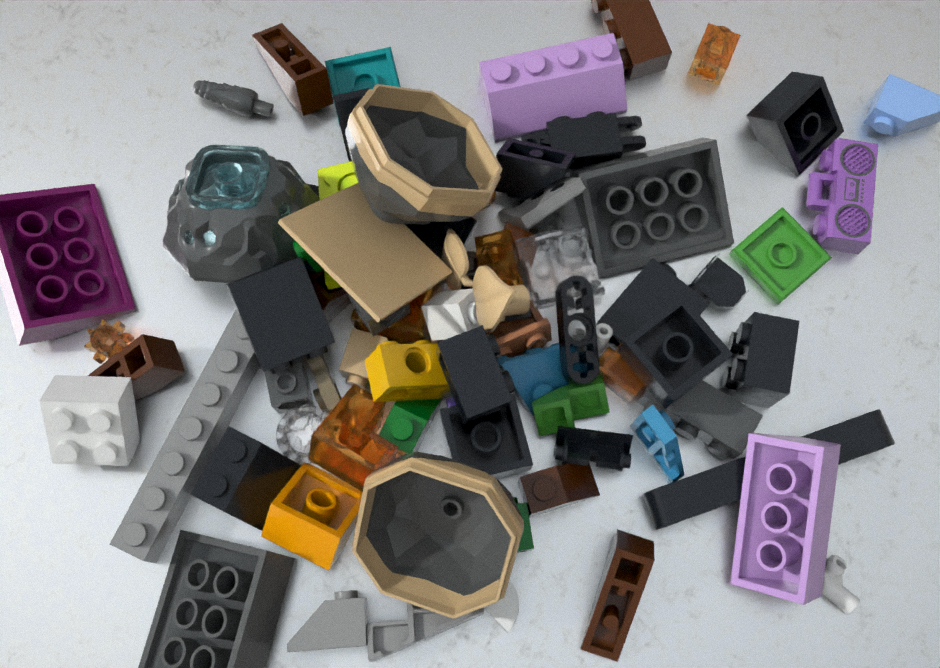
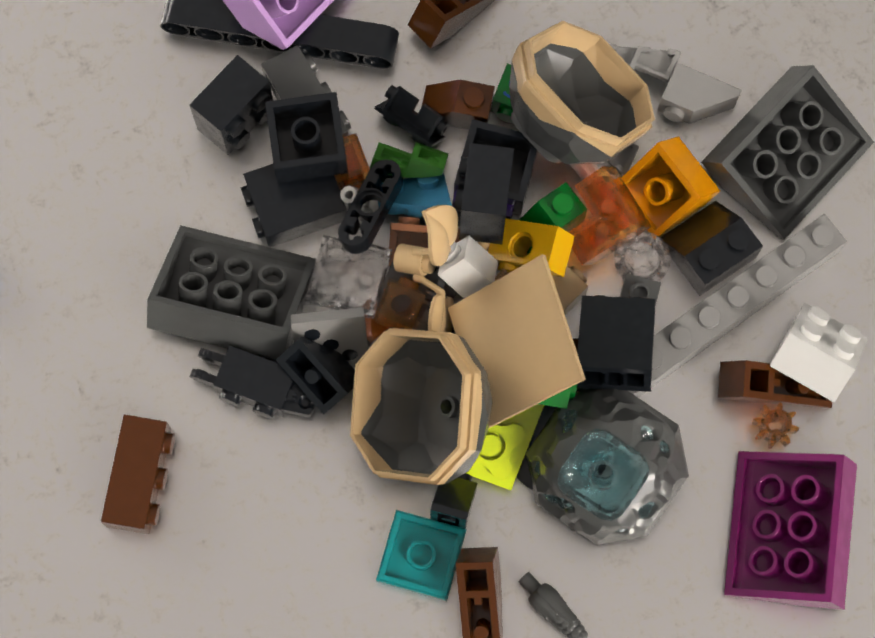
camera: 150 degrees left, 0 degrees up
(327, 393) = (607, 276): dark tan plate -> none
(552, 82) = (249, 450): lavender slope -> none
(656, 434) = (355, 97): dark azure wing -> none
(711, 65) = (80, 386): clear orange brick -> none
(720, 285) = (218, 191): black piece -> none
(780, 255) = (148, 194): bright green tile -> none
(796, 120) = (52, 298): black slope -> none
(849, 196) = (55, 207): medium lavender piece -> none

